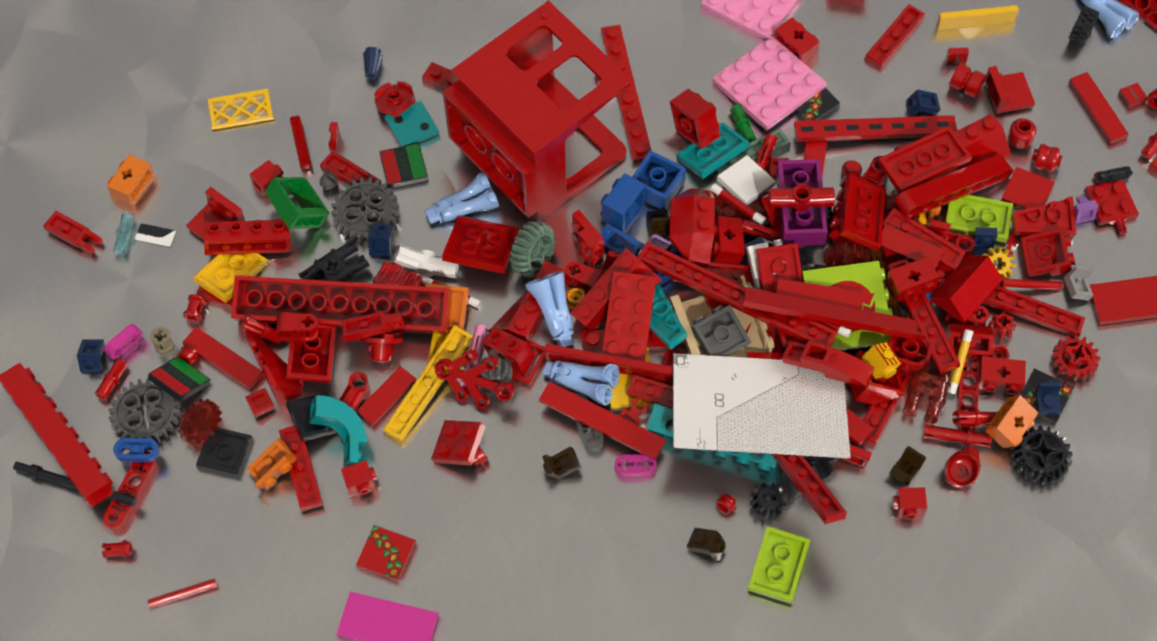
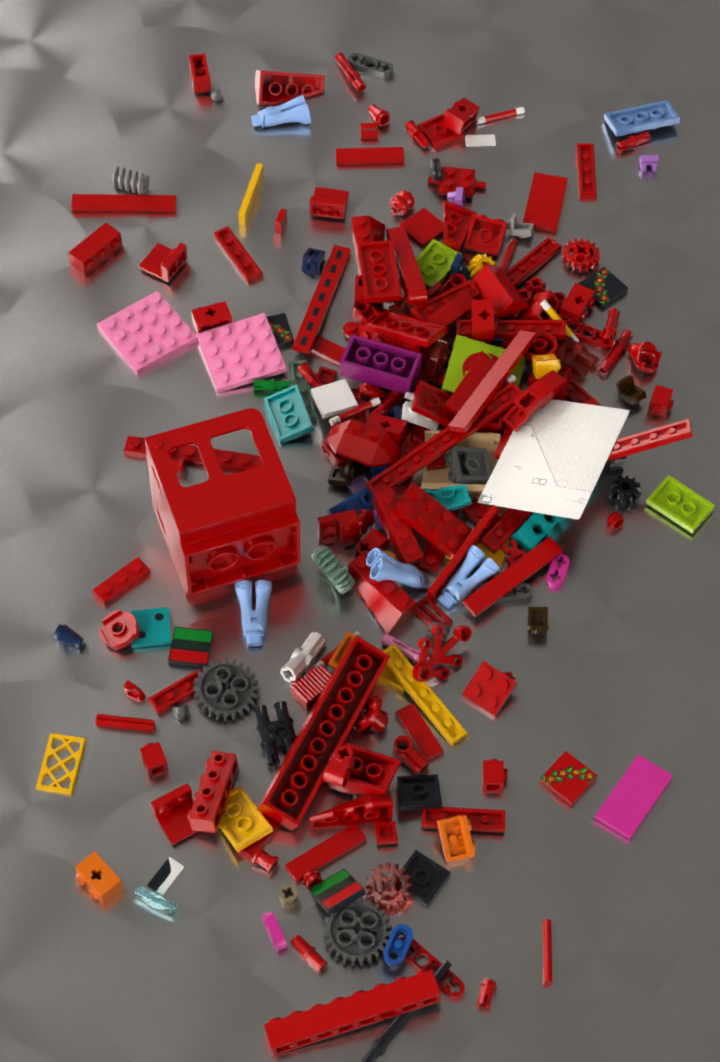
camera: 70 degrees left, 5 degrees down
(71, 232) = (131, 947): red hinge -> none
(90, 355) = (276, 963): dark blue bracket -> none
(262, 329) = (318, 805): red axle -> none
(313, 210) = (197, 738): green window -> none
(344, 421) = (444, 766): teal arch -> none
(371, 325) = (363, 709): red hinge -> none
(380, 240) = (265, 684): dark blue bracket -> none
(480, 244) = (306, 609): red plate -> none
(507, 346) = (418, 620): red brick -> none
(623, 202) = (316, 490): blue brick -> none
(662, 179) = (304, 460): blue brick -> none
(695, 118) = (264, 401): red brick -> none
(707, 542) = (644, 545): dark brown bracket -> none
(812, 197) = (387, 356): red piece -> none
(967, 80) = (307, 223): red wheel -> none
(1011, 421) = (623, 310): orange brick -> none
(1022, 133) = (374, 207): red head -> none
(1033, 462) = (643, 311): black gear -> none
(1048, 398) = (609, 284): dark blue bracket -> none
(1084, 25) = (296, 130): black tyre -> none

